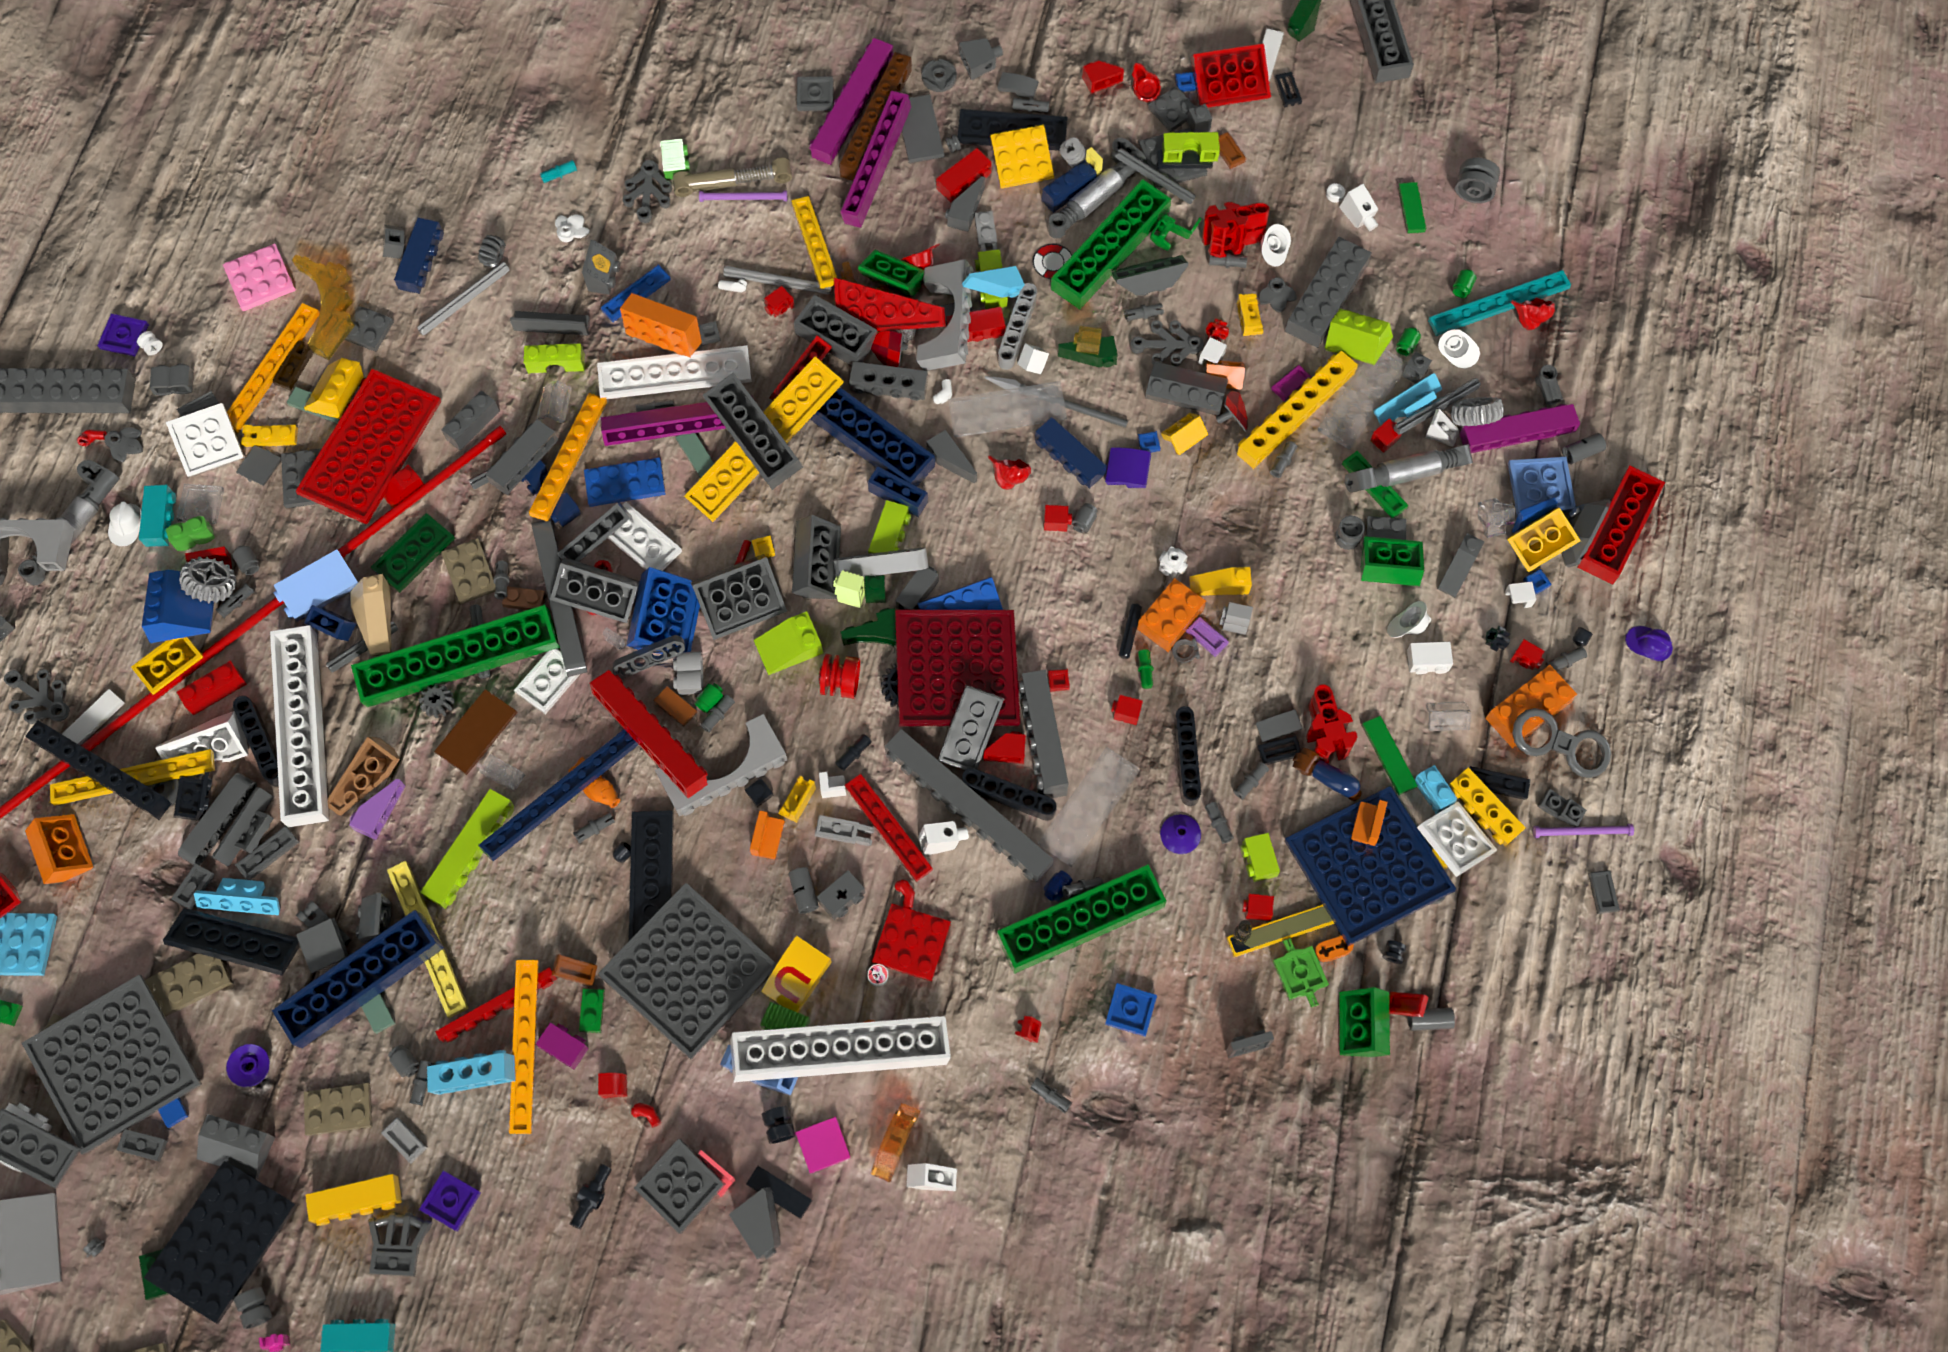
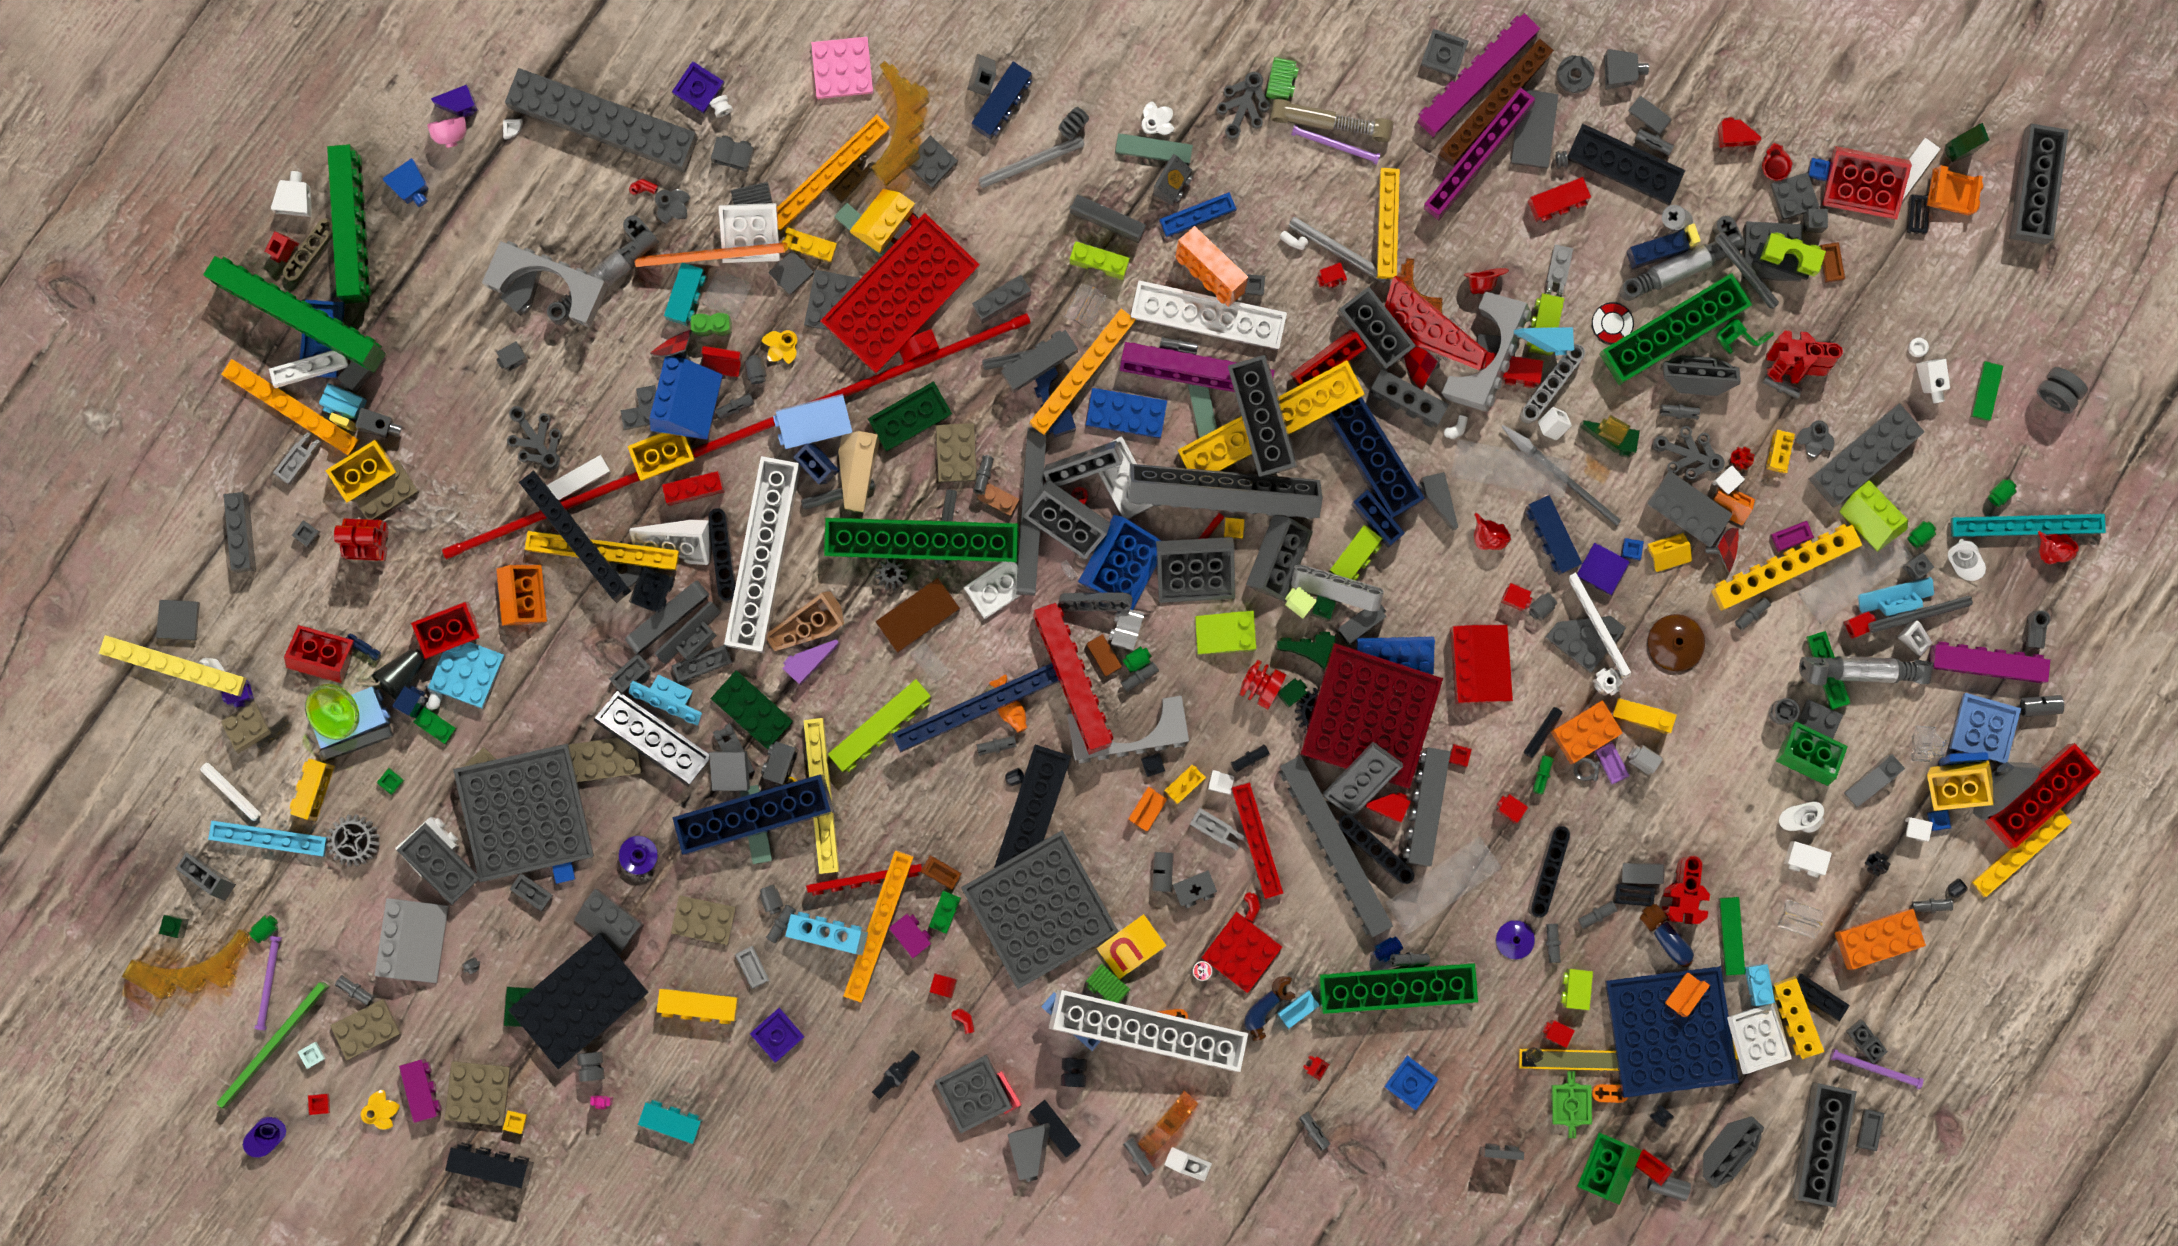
camera: 15 degrees right, 15 degrees up
(124, 524) = (652, 290): white piece -> none
(138, 642) = (640, 415): none -> dark grey plate
(161, 562) = (674, 346): none -> shield
(171, 469) = (711, 254): none -> orange tile
(207, 579) = (709, 385): light grey gear -> none
(264, 533) = (778, 348): none -> yellow plate
(330, 879) = (751, 709): none -> dark green plate
(396, 1259) = (717, 1067): dark grey plate -> none
(558, 171) = (1163, 52): teal axle -> none
(569, 252) = (1152, 148): none -> sand green tile
(740, 512) = (1224, 491): none -> dark grey brick
(823, 1145) = (1105, 1102): dark pink tile -> none
(872, 676) = (1292, 692): none -> dark green brick
(877, 1189) = (1139, 1156): none -> dark grey pin
(892, 272) = (1451, 286): green slope -> none
(940, 837) = (1295, 869): white torso -> none
(948, 997) = (1256, 1015): none -> piece
(963, 207) = (1546, 236): dark grey slope -> none
(988, 977) = (1298, 1009): none -> medium azure panel
(1022, 156) = (1624, 199): yellow plate -> none
(1045, 589) = (1481, 664): none -> red slope
(1137, 535) = (1581, 640): none -> dark grey plate
(1145, 514) = (1599, 626): none -> white tile
(1220, 519) = (1663, 644): none -> reddish brown dish
(1275, 245) = (1834, 388): white piece -> none
(1311, 60) = (1954, 191): none -> orange panel
(1477, 411) = (1955, 634): light grey gear -> none
(1478, 958) = (1731, 1150): none -> dark grey wedge
(1528, 655) = (1898, 890): red brick -> none
(1561, 742) = (1891, 984): dark grey bar -> none
(1566, 920) = (1824, 1144): none -> dark grey brick
(1626, 584) = (2016, 857): none -> yellow plate
(1649, 642) = (2016, 916): dark purple piece -> none

